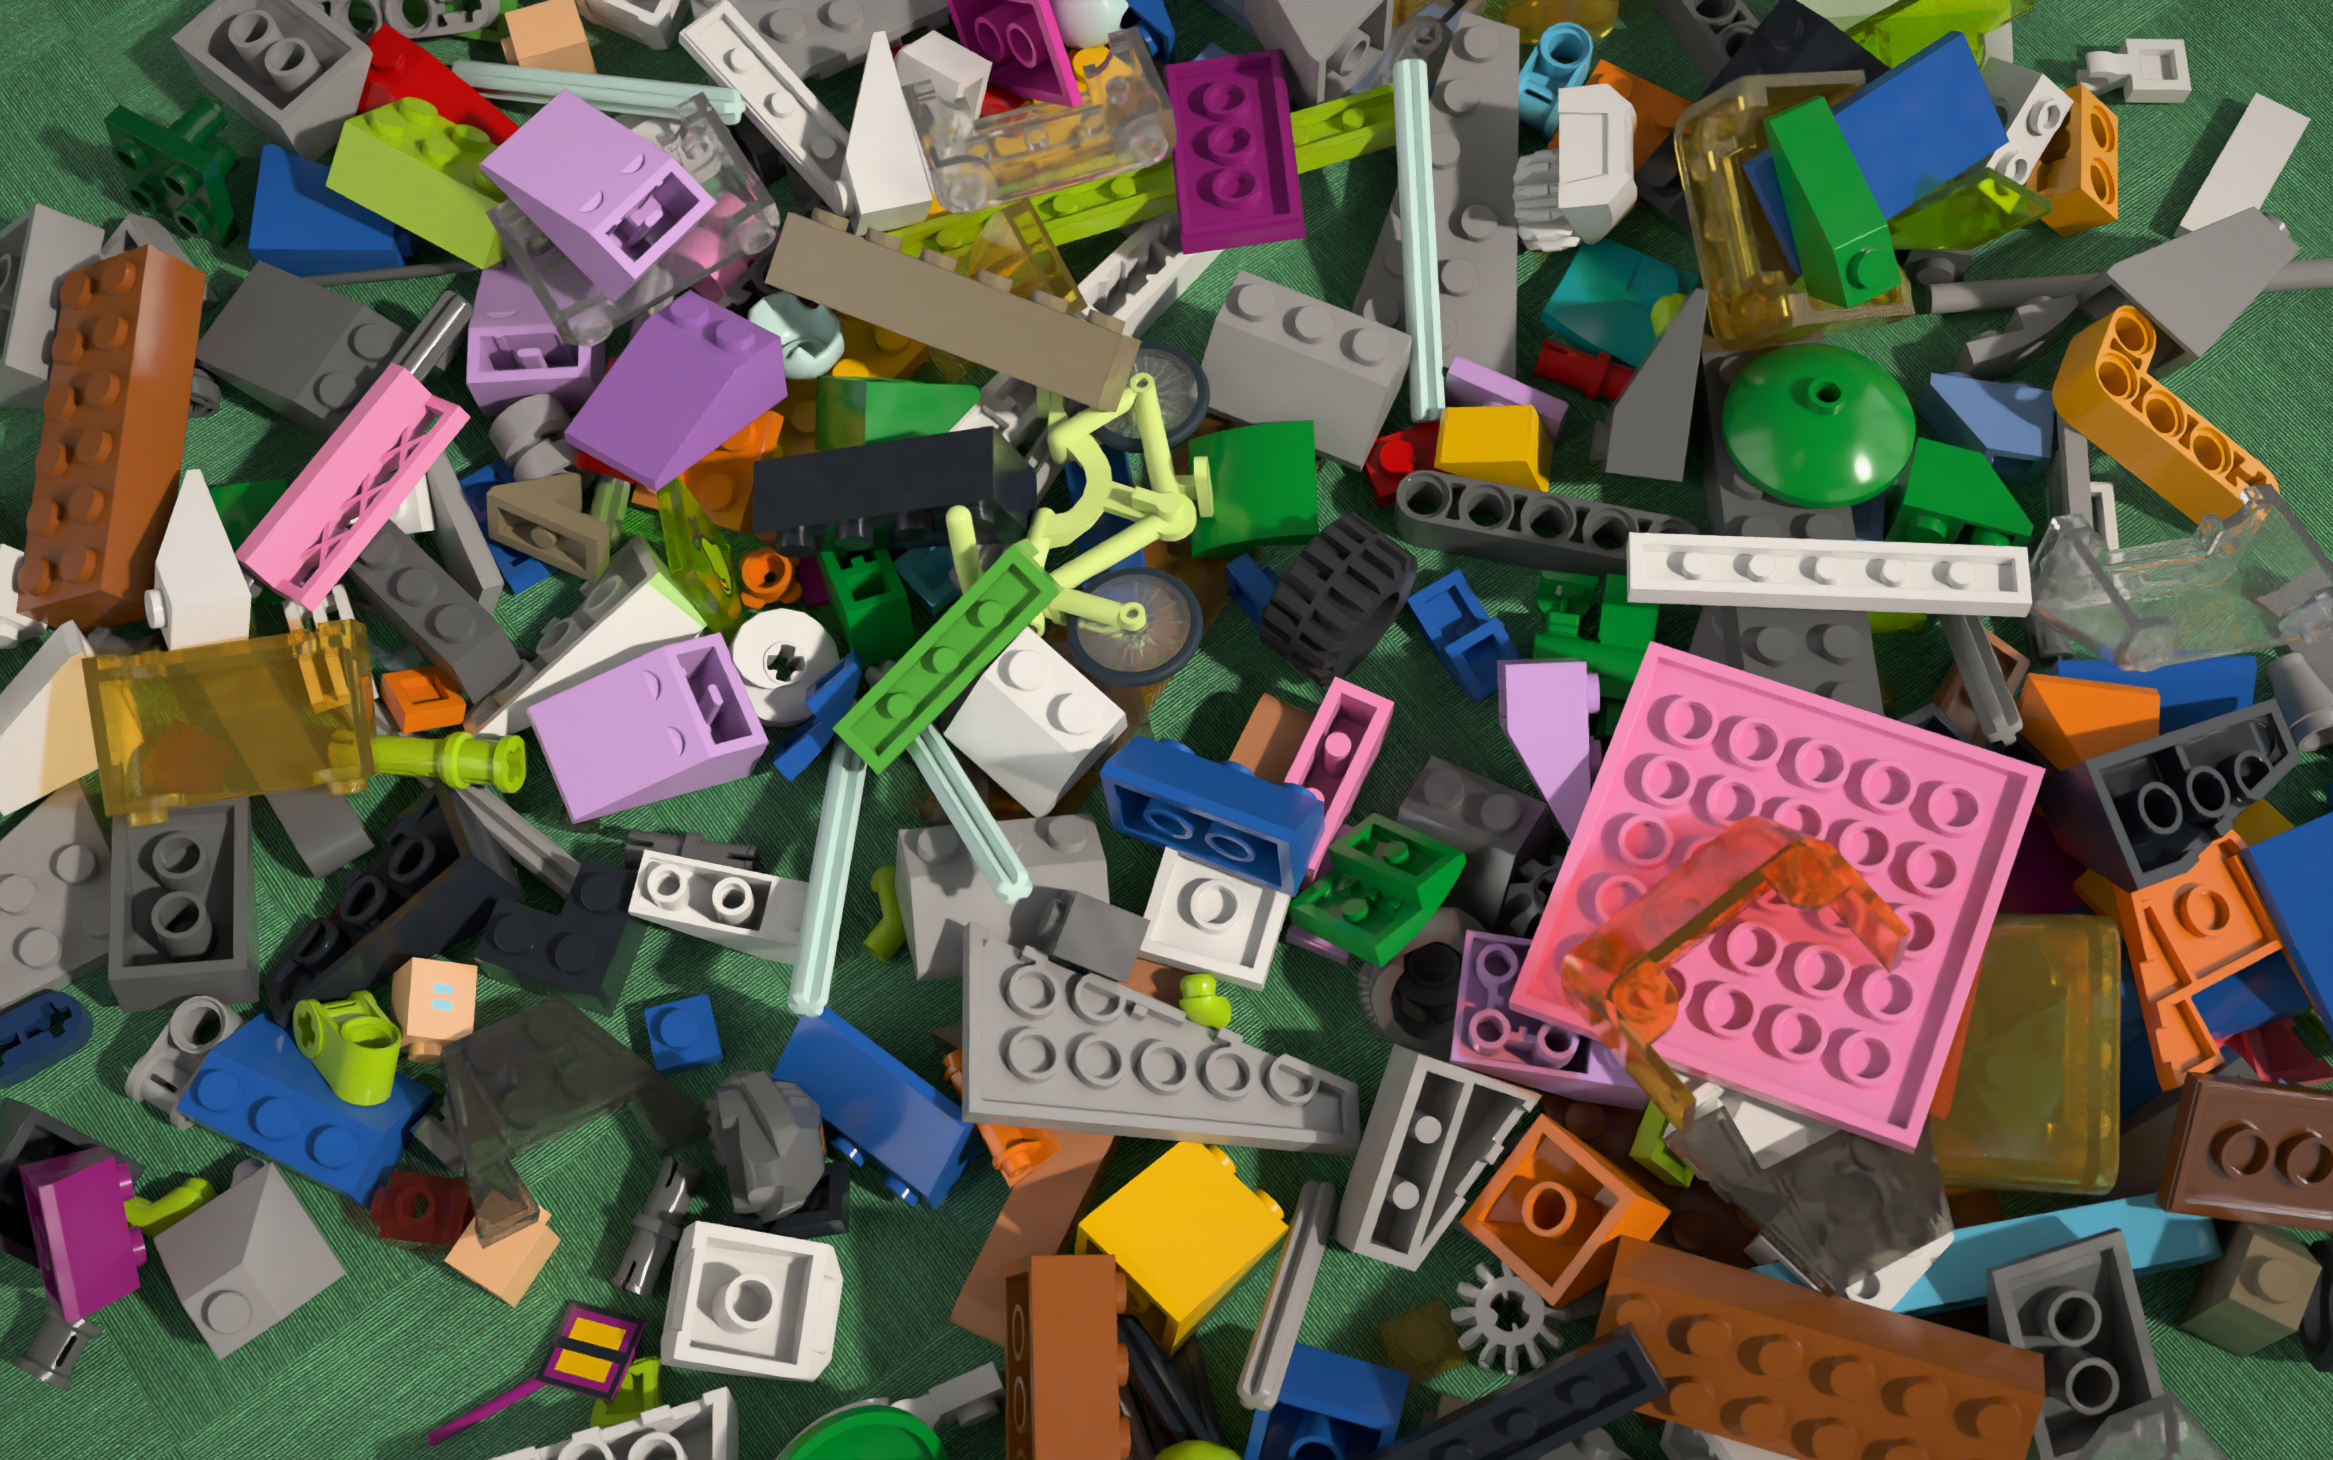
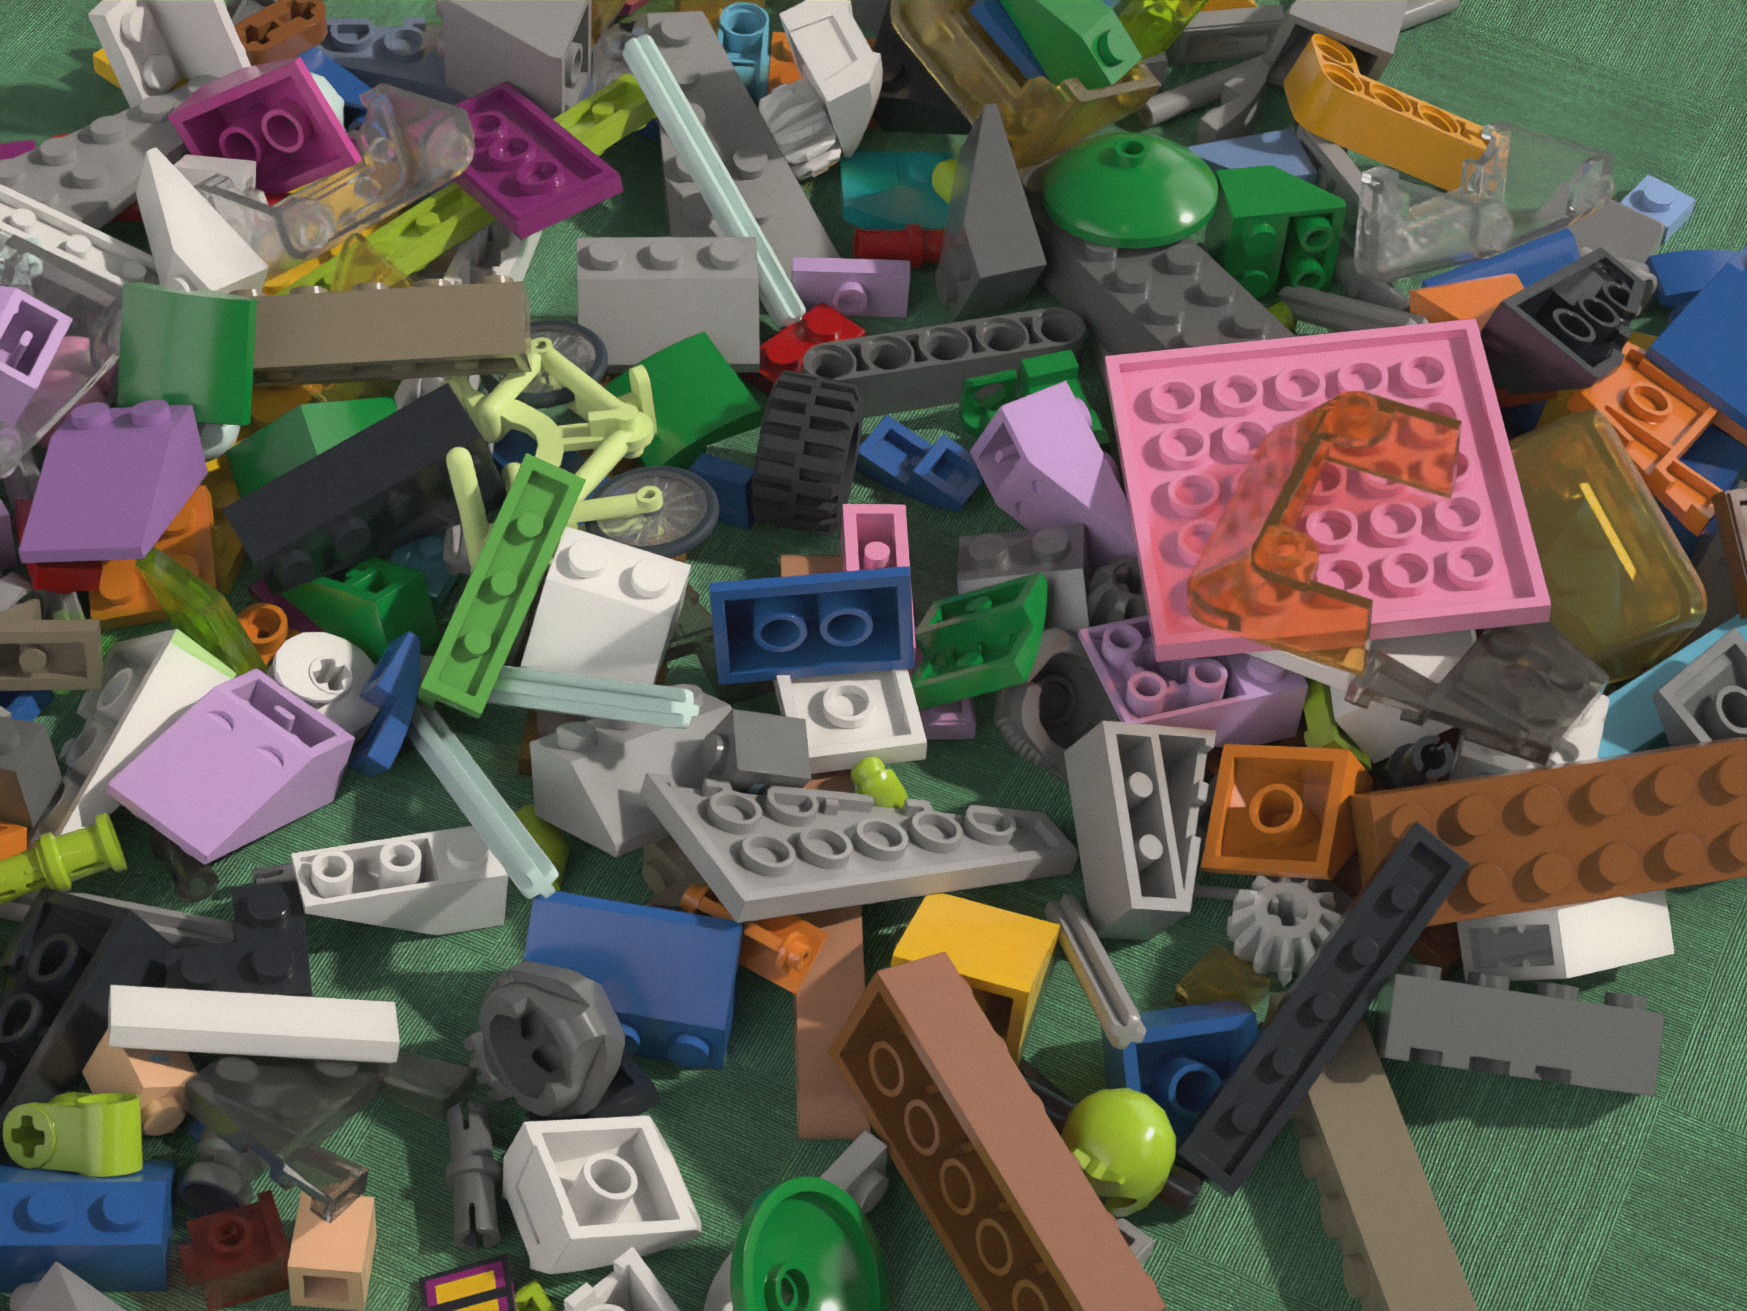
camera: 35 degrees left, 20 degrees down
(528, 1010) = (252, 1024): none -> white tile
(684, 1035) = (418, 1015): blue plate -> none
(793, 284) = (188, 351): none -> green slope
(1495, 445) = (860, 305): yellow slope -> none
(1709, 1230) = (1417, 764): none -> black axle
(1828, 574) = (1209, 272): white plate -> none
(2073, 239) = (1227, 35): none -> light grey tile

